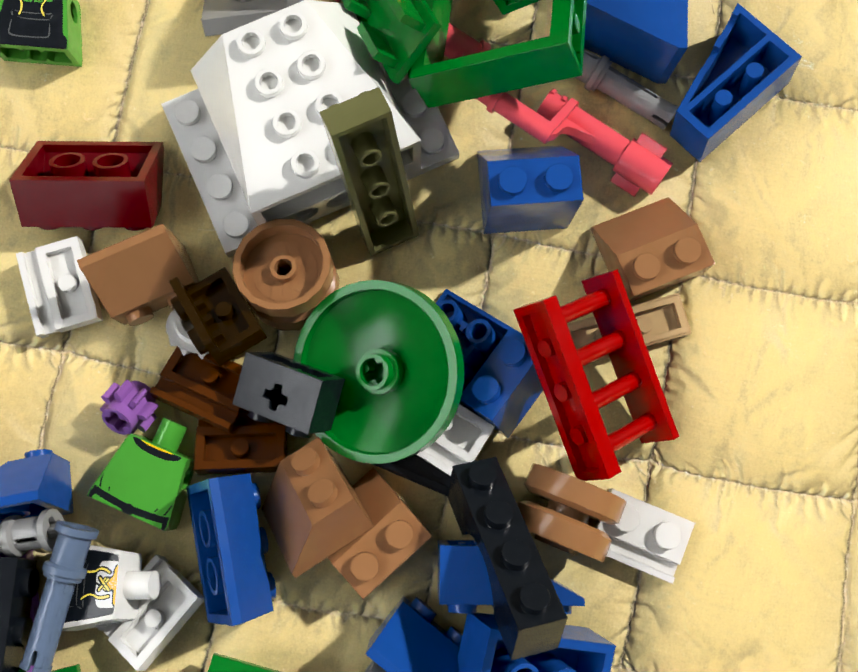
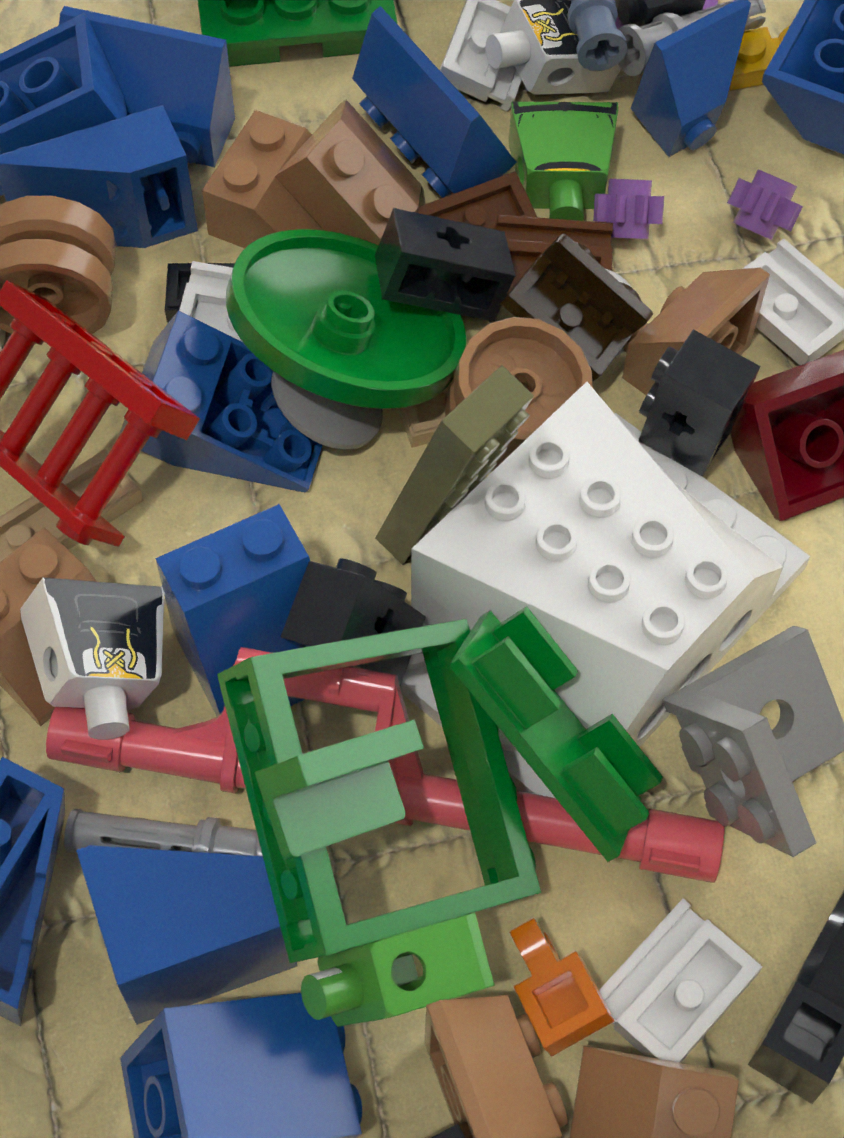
camera: 160 degrees right, 20 degrees down
(31, 369) = (765, 204): none -> medium lavender gear
(176, 200) = (695, 400): none -> black brick
(470, 137) = (349, 605): none -> black brick
(522, 591) = (106, 166): black arch -> none
(627, 194) = (96, 647): none -> torso

